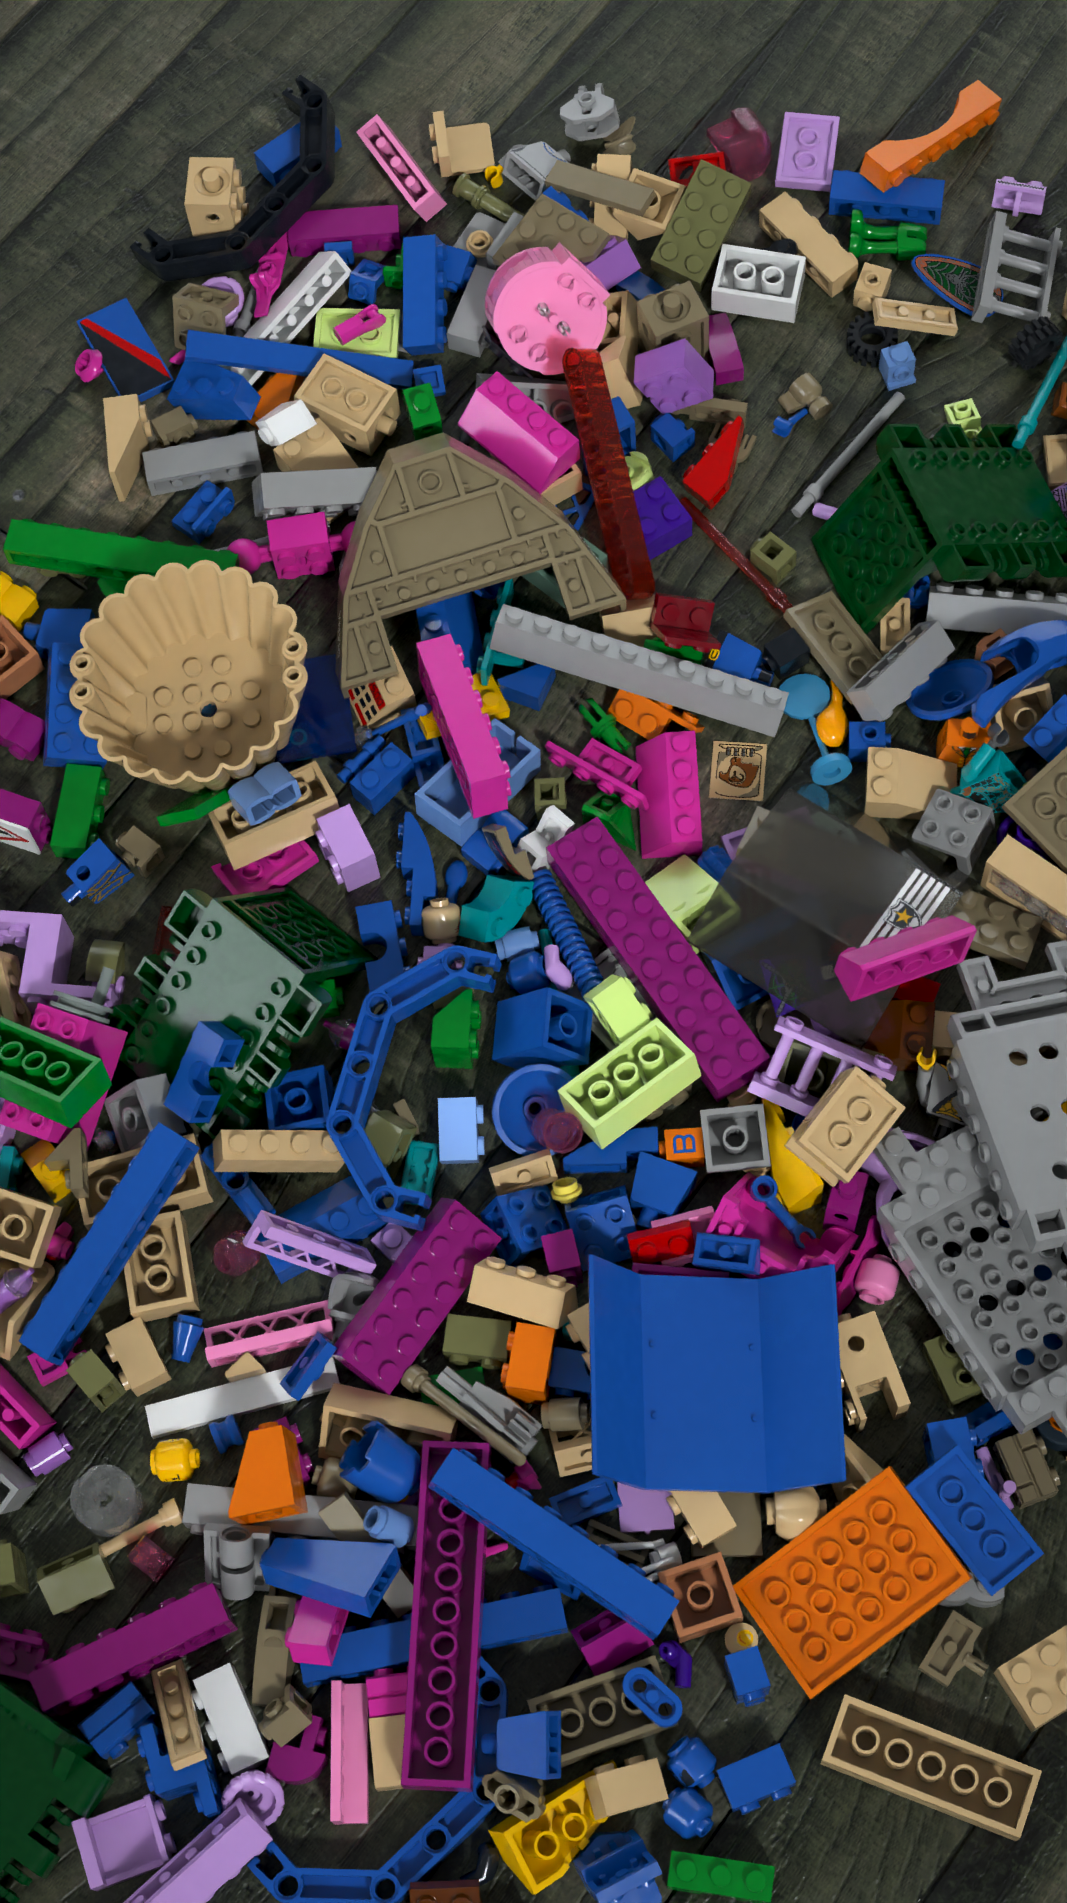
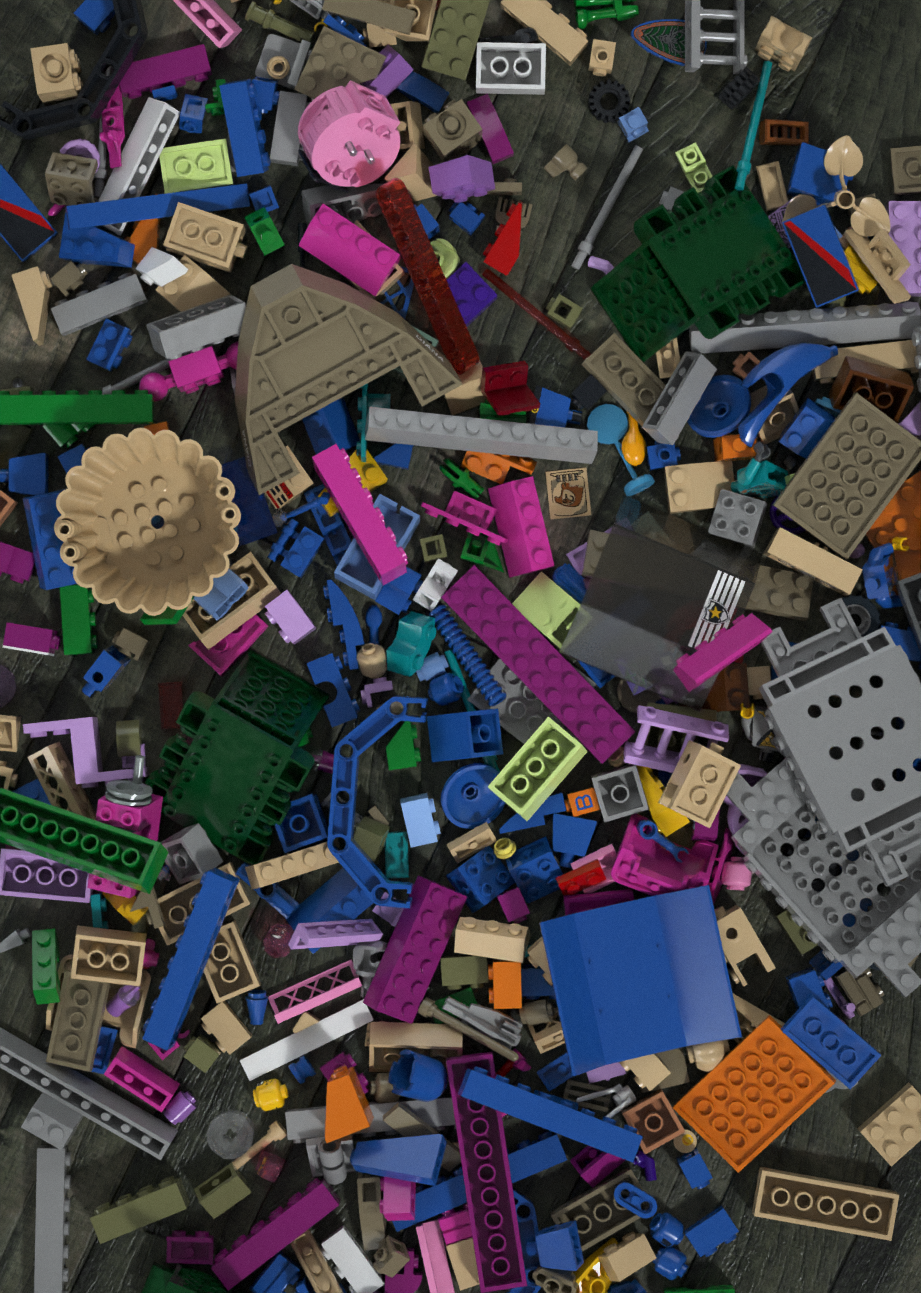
camera: 15 degrees left, 20 degrees up
(191, 1092) = (222, 838): blue arch -> none
(308, 1366) = (350, 1015): blue plate -> none
(356, 326) = (194, 164): dark pink bar -> none
(389, 1525) = (433, 1119): medium blue brick -> none
(512, 858) = (412, 601): dark tan slope -> none
(555, 969) = (464, 686): lavender arm -> none
(557, 1130) = (491, 811): clear pink wheel -> none
(618, 1008) = (518, 713): yellowish green brick -> none
(727, 1253) = (630, 882): blue slope -> none
(783, 427) = (552, 191): blue hand -> none
(914, 316) = (640, 78): tan tile -> none
(953, 1650) = (828, 1121): dark tan plate -> none

